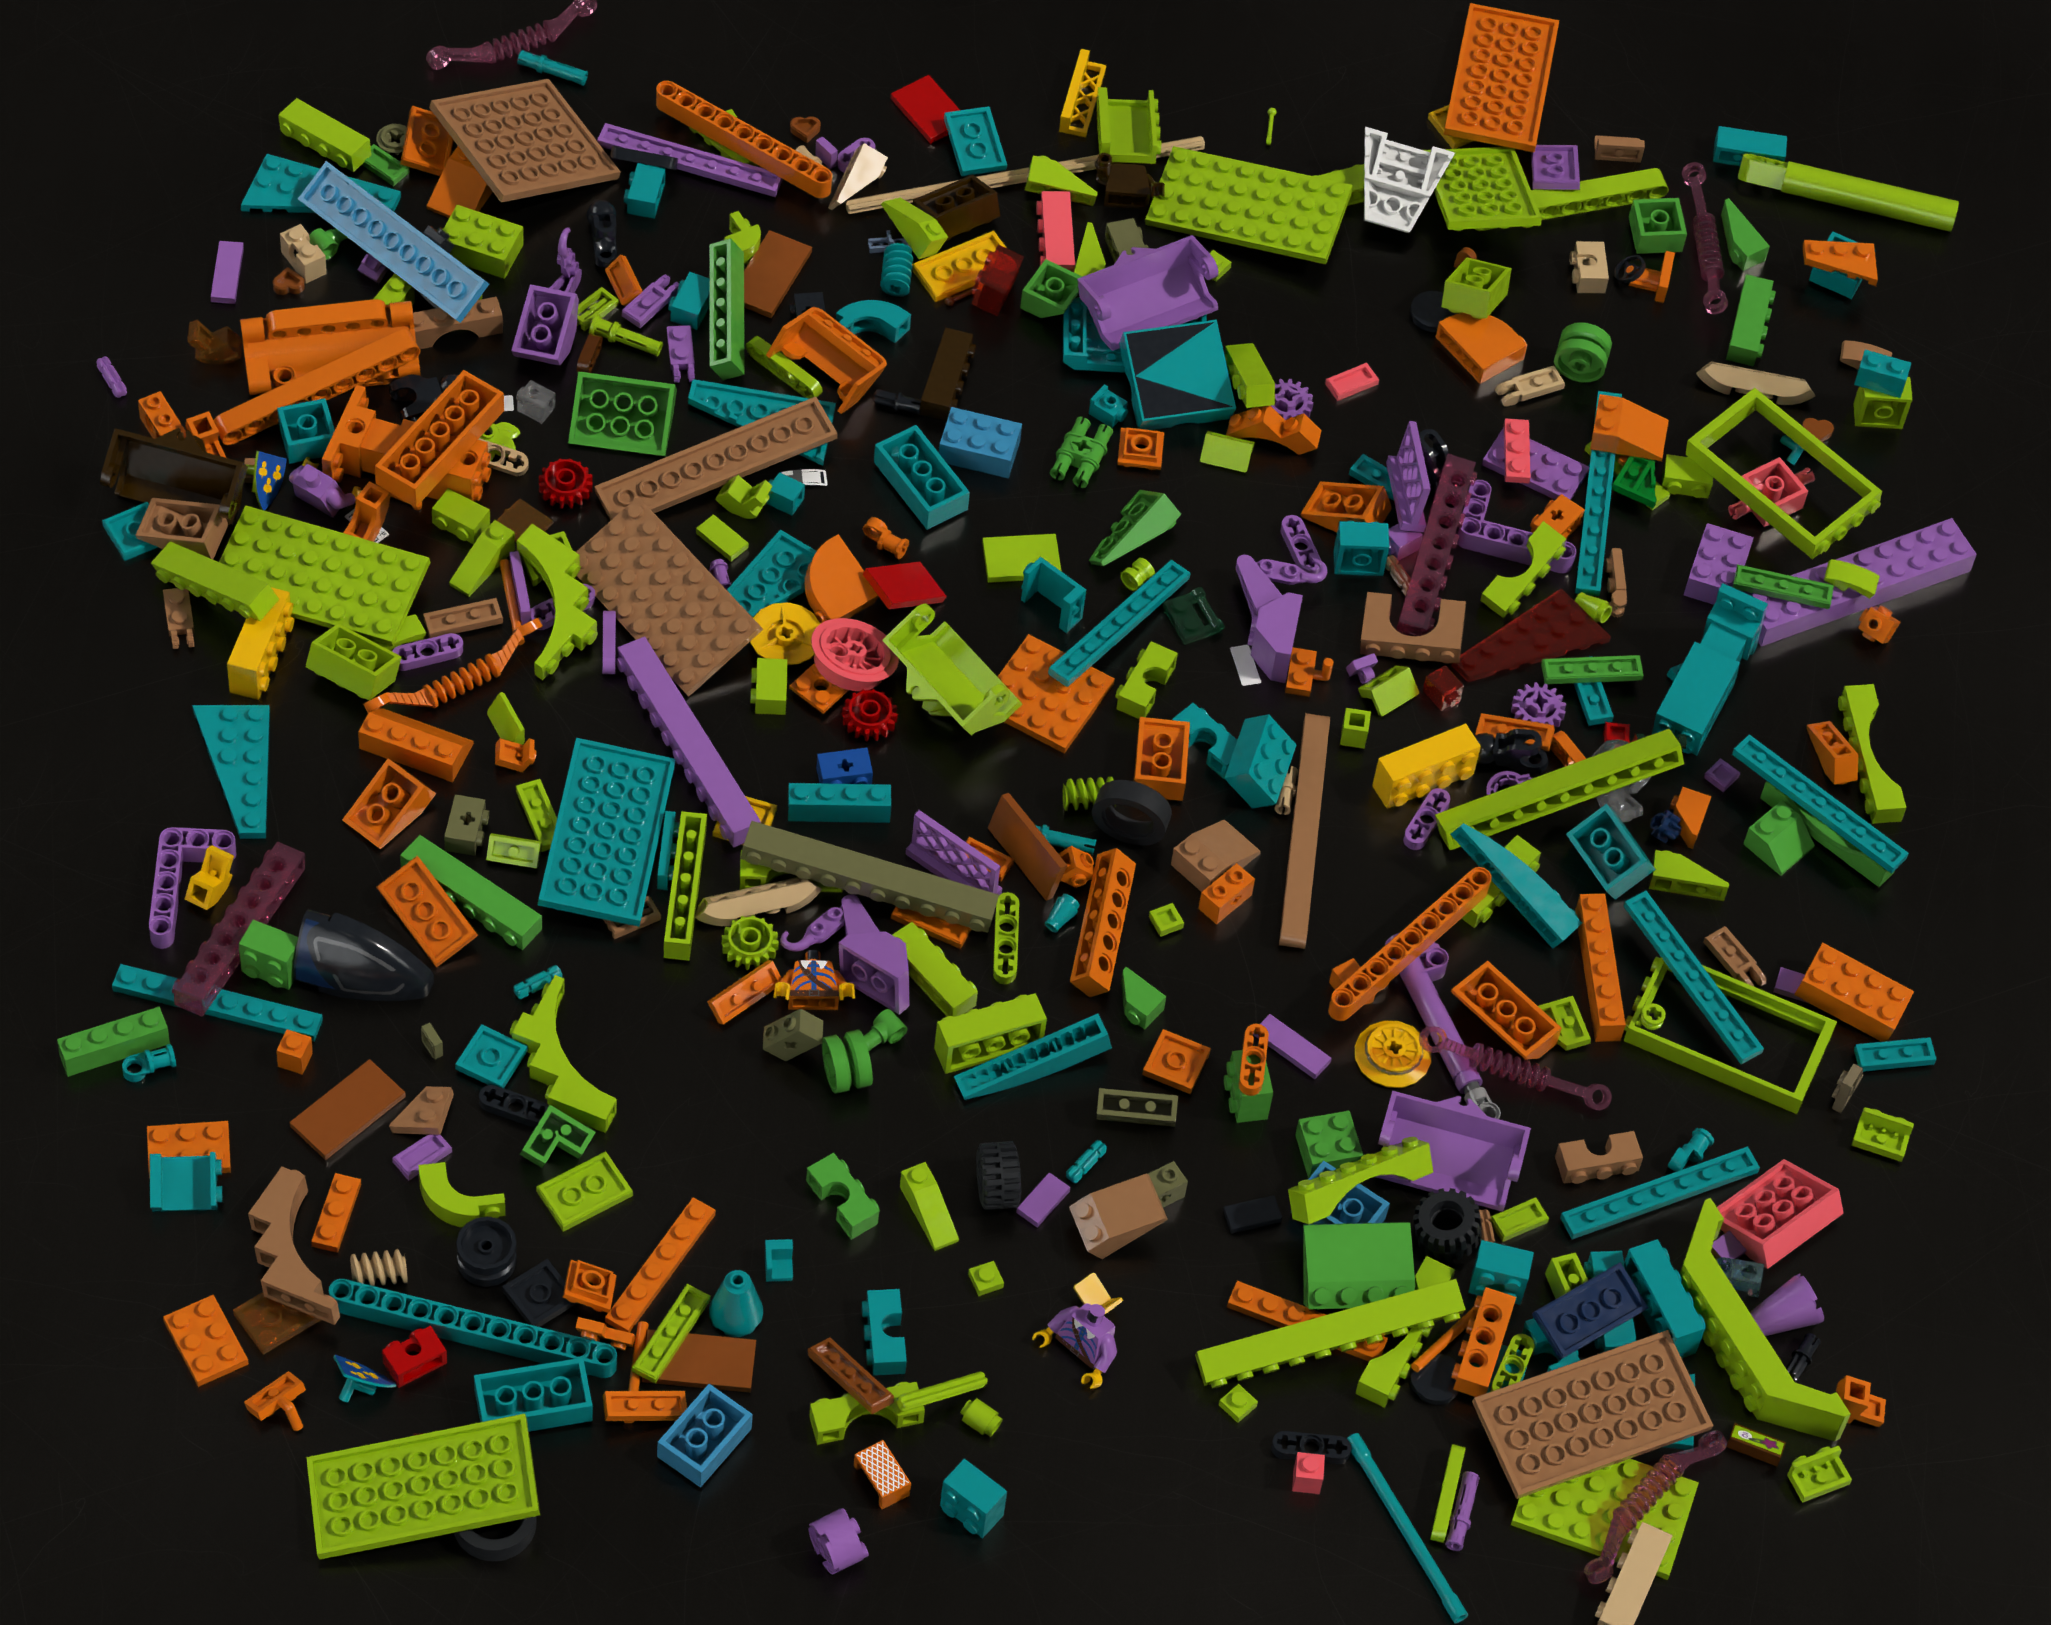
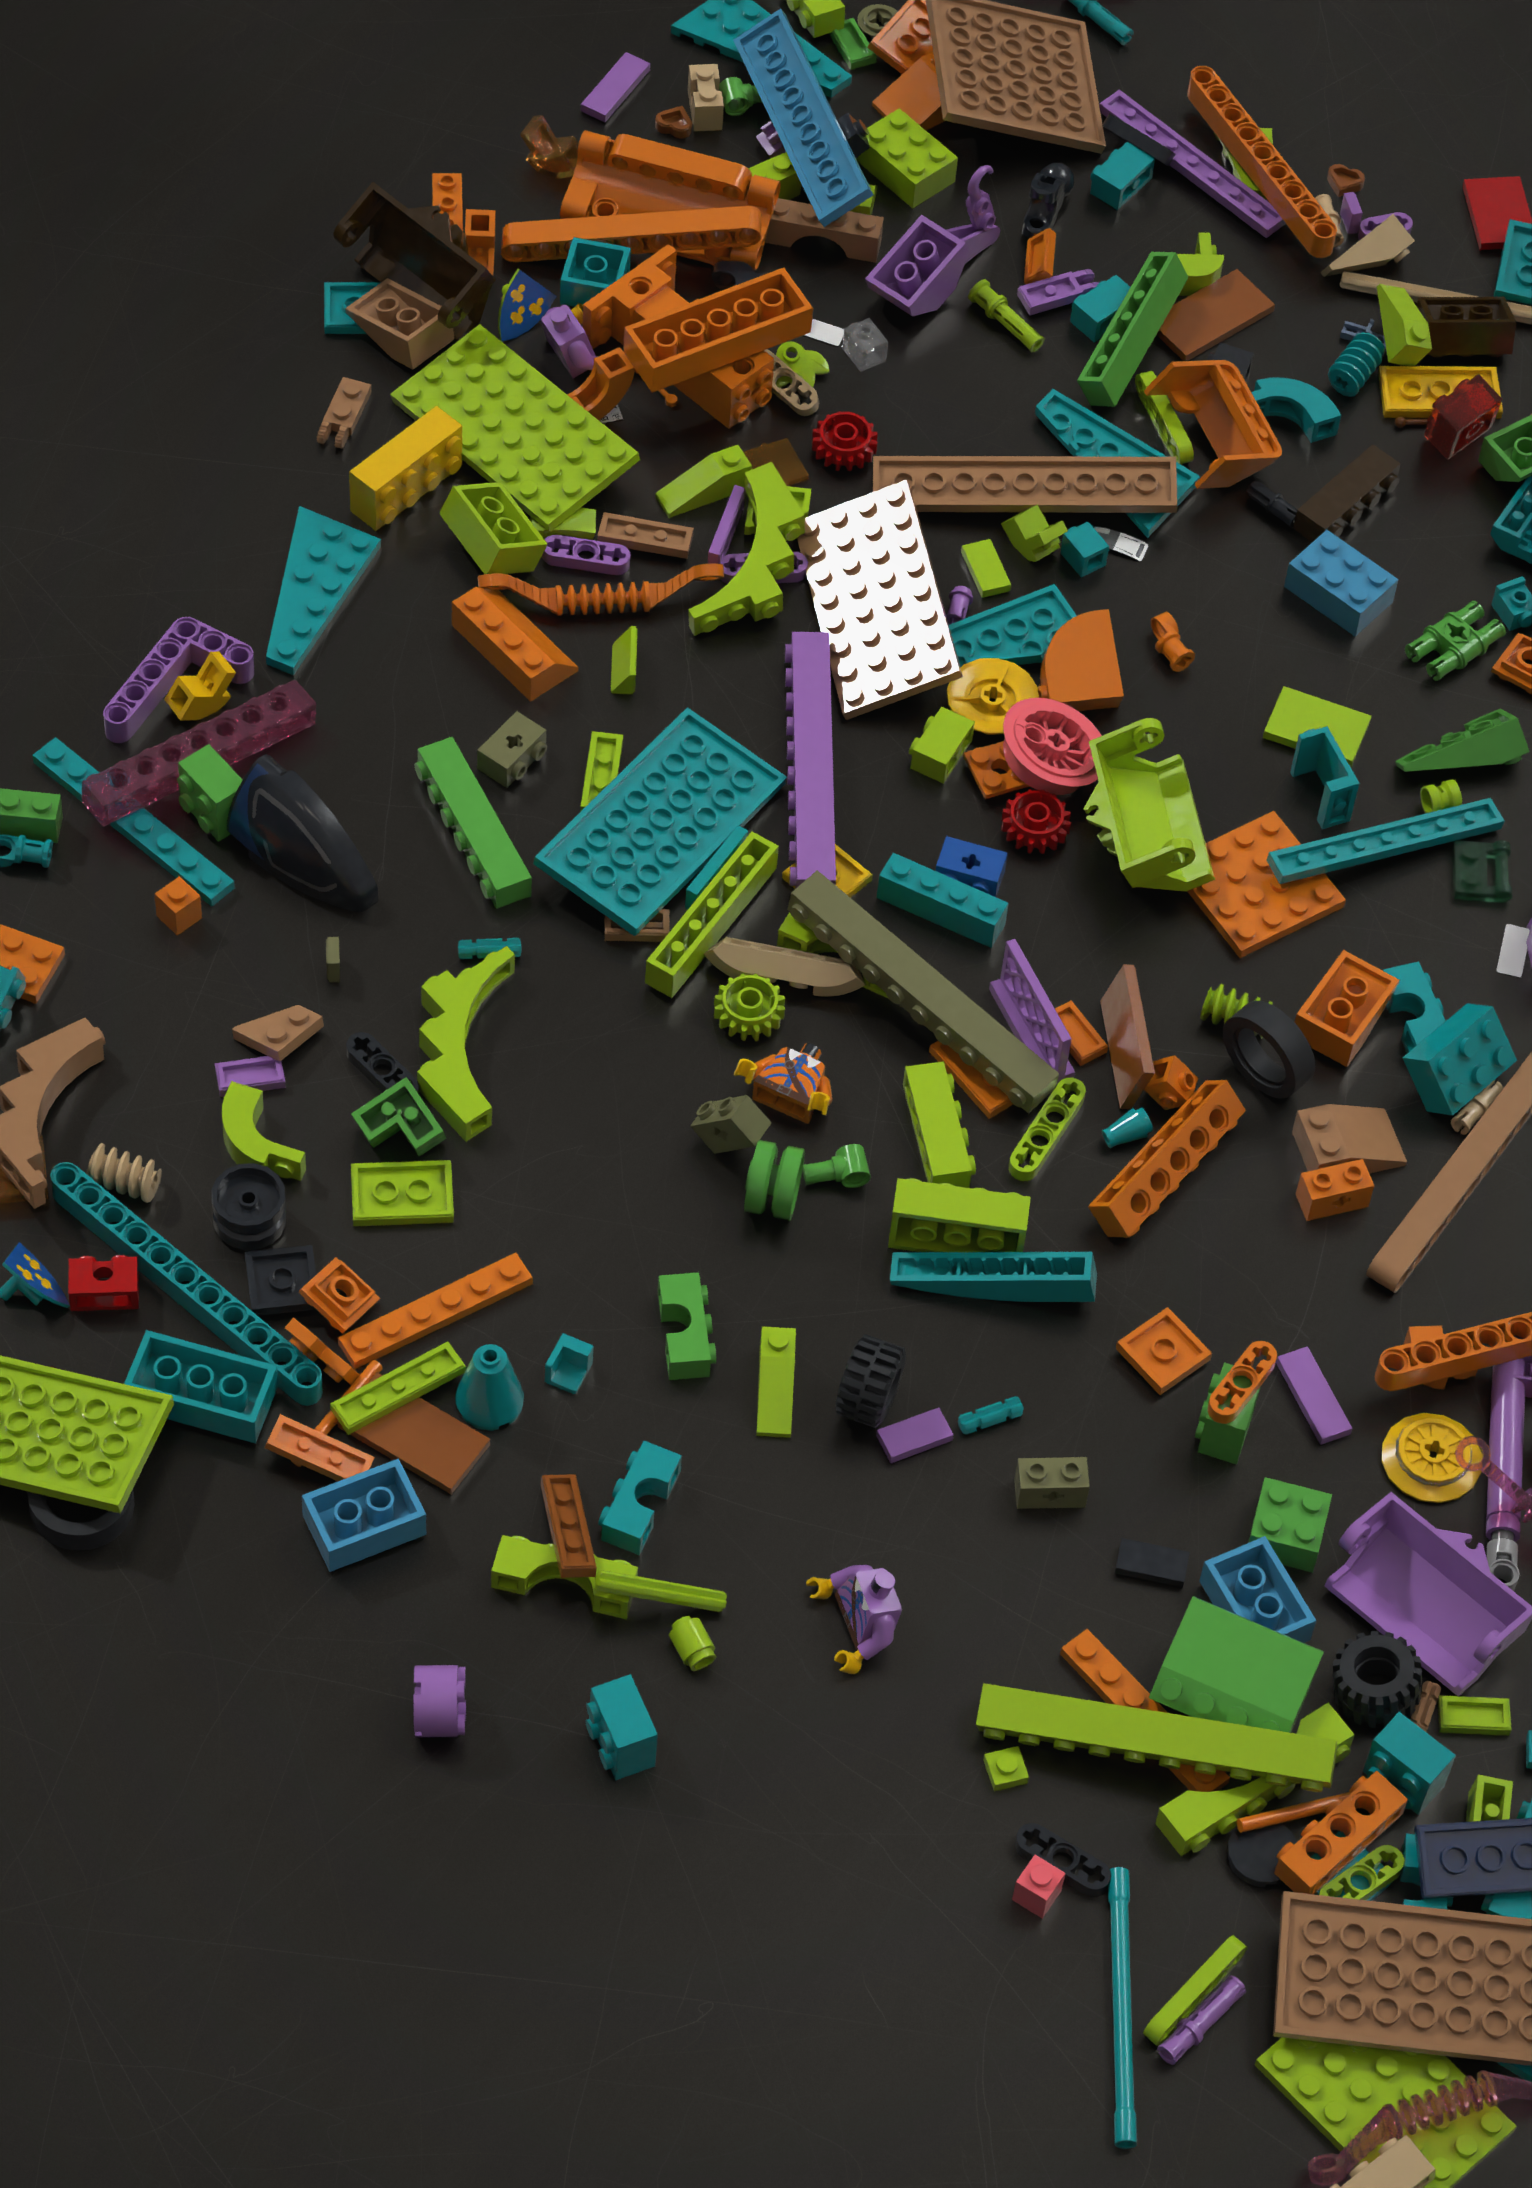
camera: 30 degrees right, 0 degrees up
(111, 377) = (426, 144): medium lavender axle -> none
(214, 581) = (391, 385): lime brick -> none
(336, 1212) = (119, 1095): orange plate -> none
(347, 1109) = (200, 992): dark orange tile -> none
(388, 804) = (443, 692): orange slope -> none
(427, 911) = (412, 821): orange tile -> none
(460, 516) = (706, 426): lime brick -> none
(491, 1057) = (387, 1005): teal plate -> none
(510, 596) = (703, 556): orange bar -> none
(514, 850) = (548, 798): lime plate -> none
(515, 755) = (611, 699): orange bracket -> none
(589, 353) = (954, 319): reddish brown beam -> none
(601, 308) = (997, 279): lime tile -> none
(609, 629) = (791, 621): medium lavender beam -> none
(622, 414) = (952, 393): bright green slope -> none
(681, 351) = (1060, 356): medium lavender hinge -> none
(744, 992) = (708, 1057): orange plate -> none
(867, 957) = (868, 1074): medium lavender slope -> none
(883, 1473) = (539, 1653): orange panel -> none
(904, 585) = (1158, 696): red tile -> none
(921, 477) = (1249, 592): teal brick -> none
(986, 1278) = (795, 1492): lime plate -> none
(1065, 840) = (1161, 1038): teal pin -> none
(1093, 1292) = (908, 1566): yellow bracket -> none
(1117, 1215) = (982, 1488): medium nougat slope -> none
(1137, 1107) = (1082, 1379): olive brick -> none
(1140, 999) = (1161, 1264): bright green slope -> none
(1153, 664) = (1399, 902): lime arch -> none
(1166, 919) = (1247, 1188): lime plate -> none
(1318, 1197) = (1226, 1572): lime arch -> none

